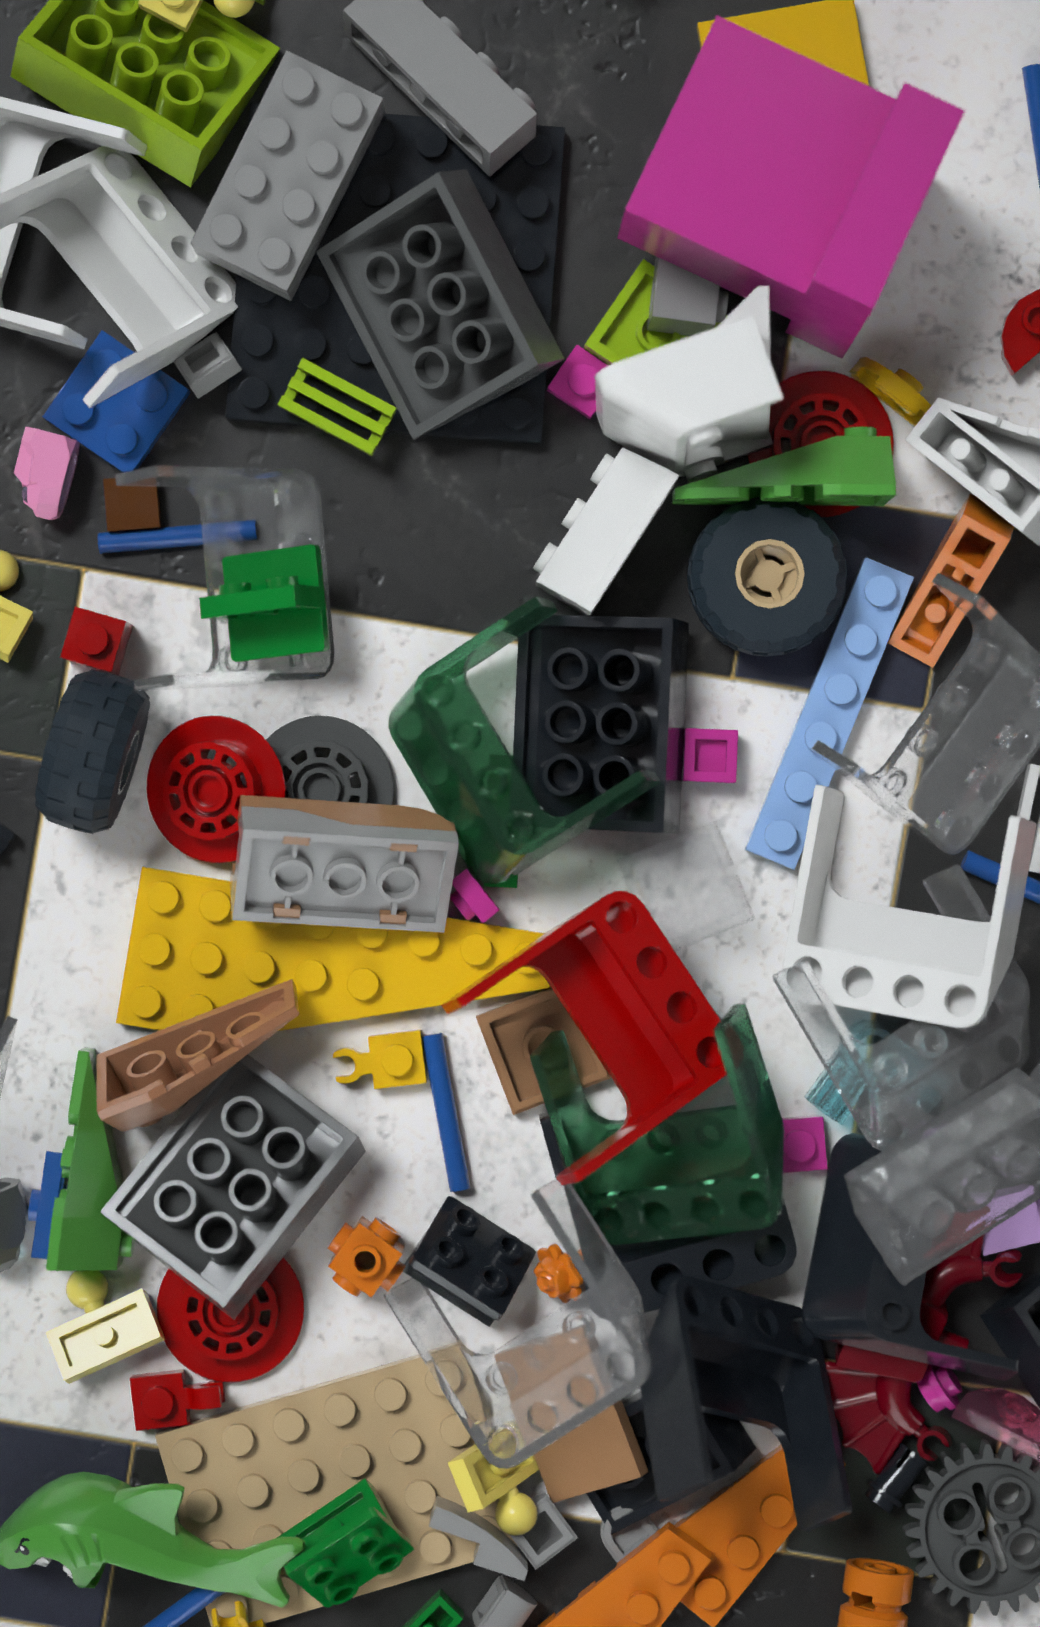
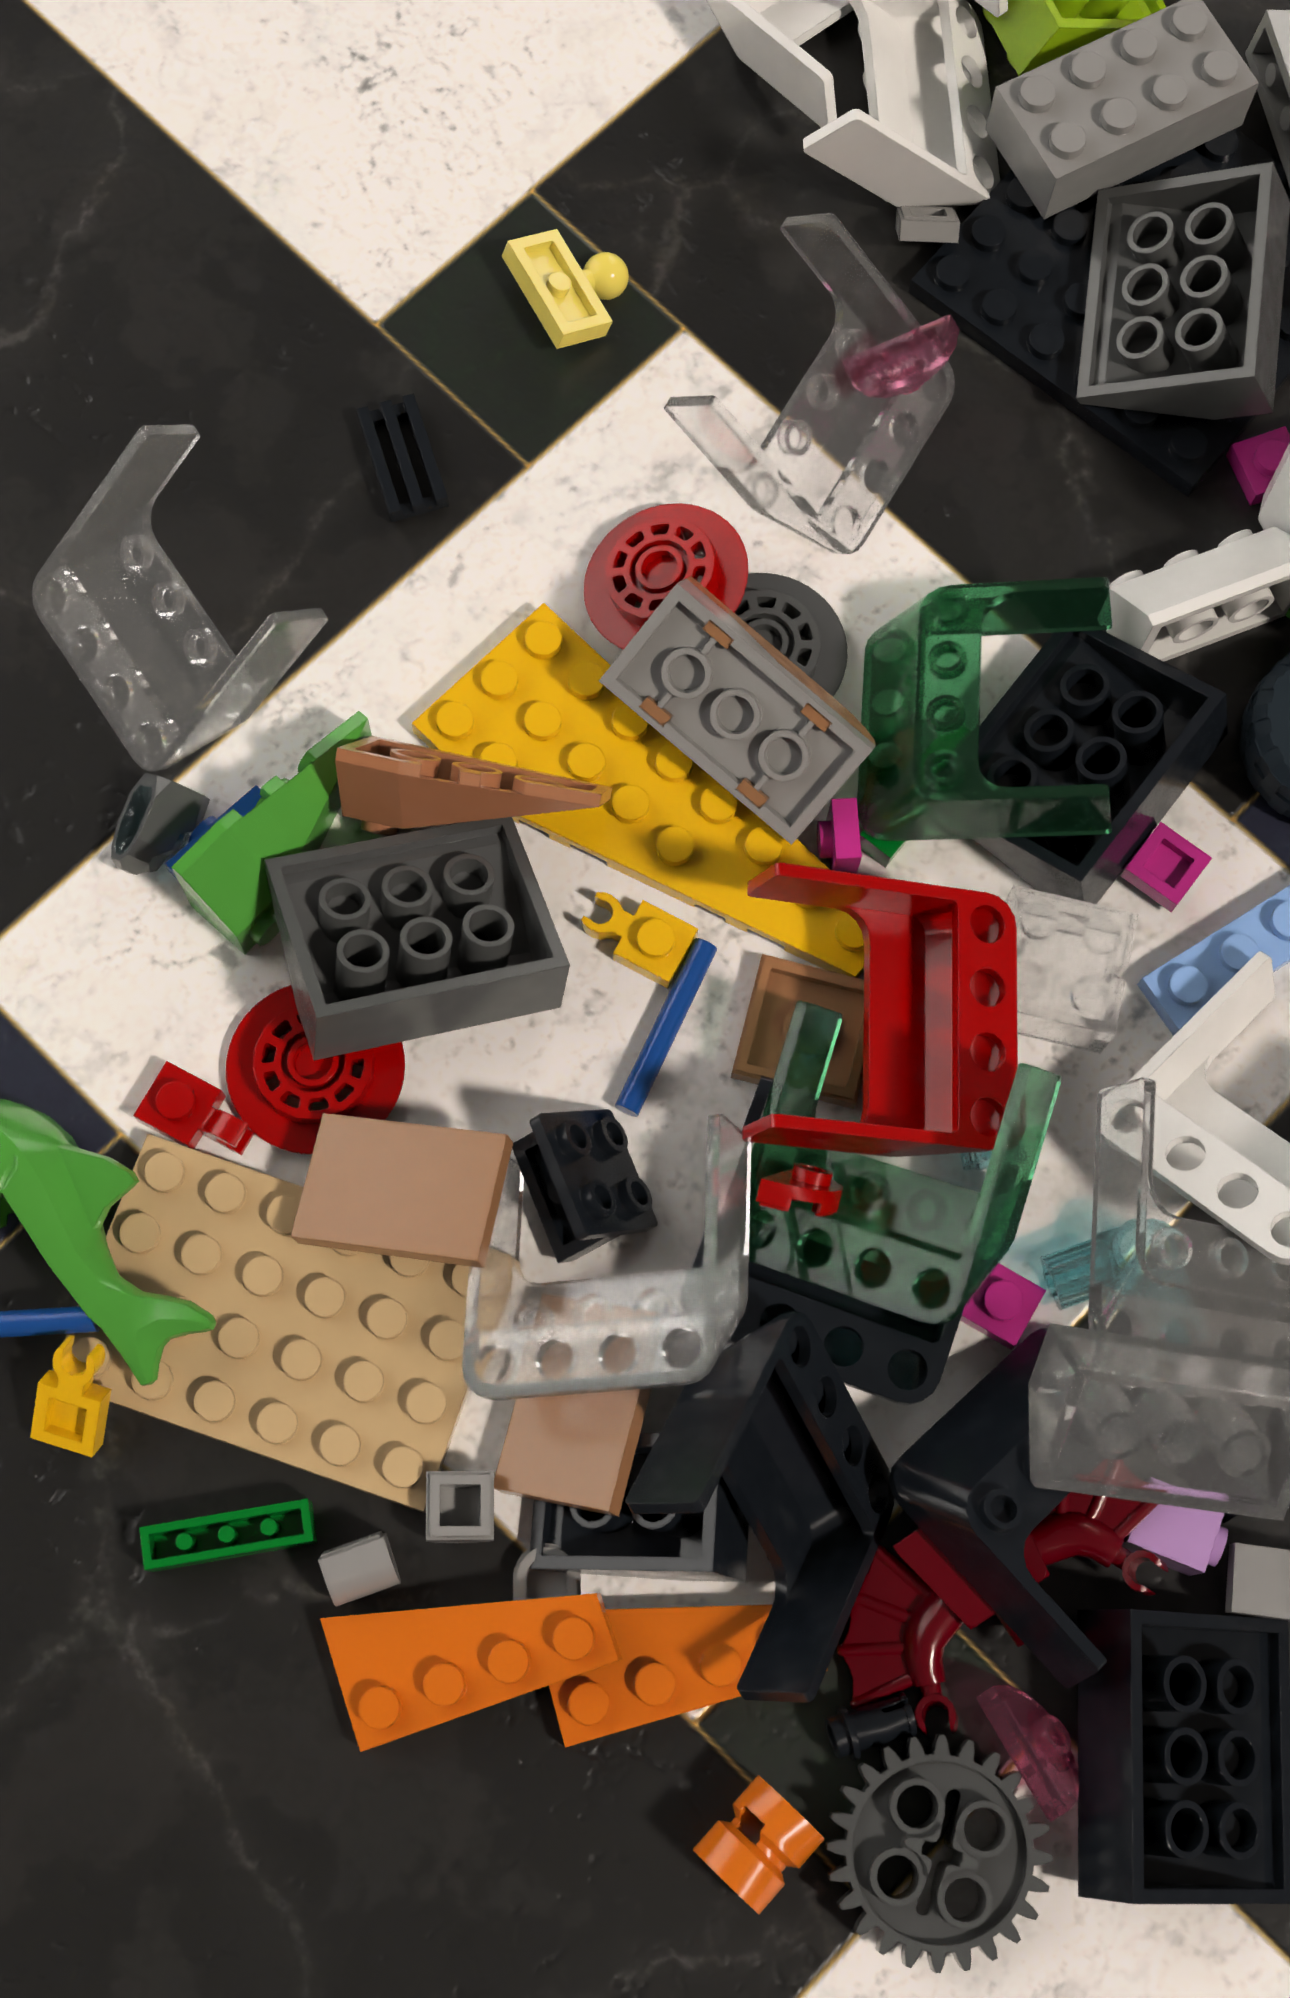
camera: 30 degrees right, 15 degrees down
(46, 471) = (717, 215): bright pink rock -> none
(92, 751) = (578, 452): black wheel -> none
(96, 640) = (648, 375): red brick -> none
(104, 1331) = (178, 998): plate -> none
(125, 424) = (808, 188): blue plate -> none
(131, 507) = (771, 298): reddish brown tile -> none
(162, 538) = (766, 340): blue bar -> none
(272, 508) = (904, 361): none -> clear pink plate
(272, 603) = (842, 440): green bracket -> none
(297, 386) = (1044, 315): lime tile -> none
(346, 1545) = (250, 1370): green bracket -> none
(357, 1363) = (403, 1190): none -> medium nougat tile
(375, 1238) = (481, 1075): orange brick -> none
(484, 1483) = (443, 1399): light yellow plate -> none
(493, 1547) = (399, 1474): light grey slope -> none
(557, 1274) = (667, 1248): orange plant -> none
(620, 1181) = (803, 1184): none -> red plate
(940, 1388) = (983, 1656): dark pink plate -> none

